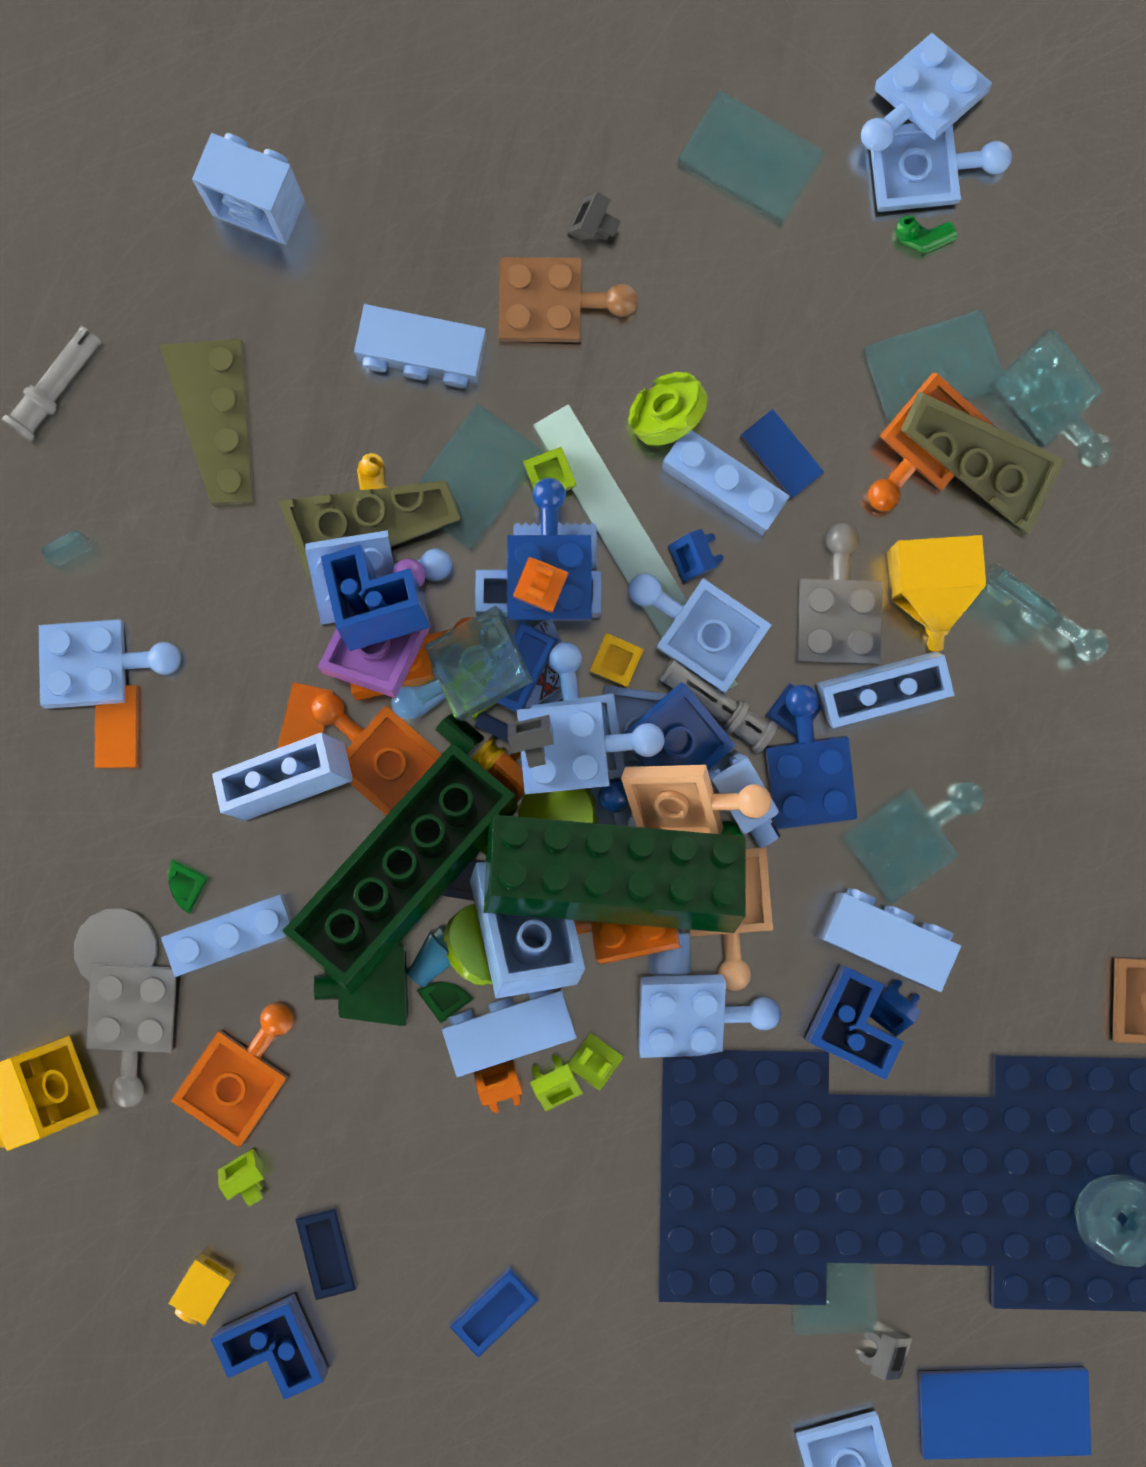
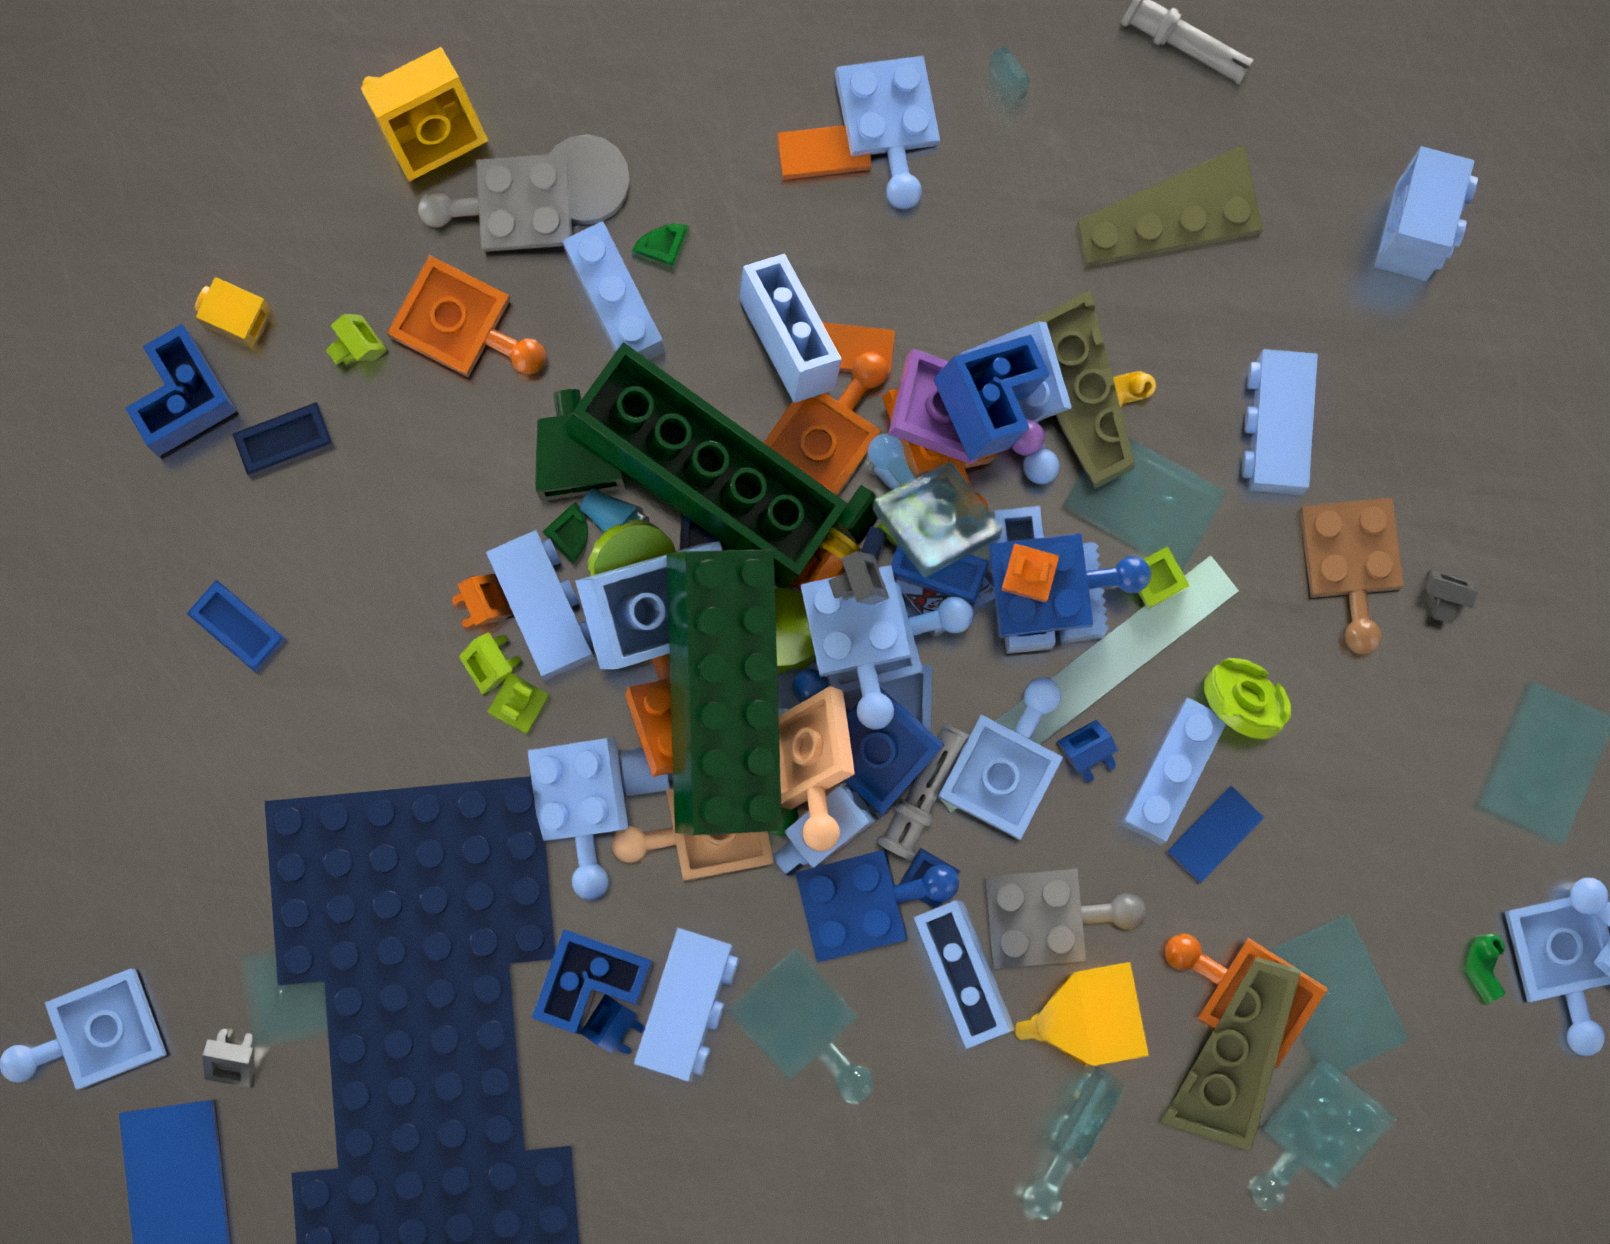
camera: 85 degrees right, 5 degrees down
(616, 660) = (960, 674): yellow tile -> none

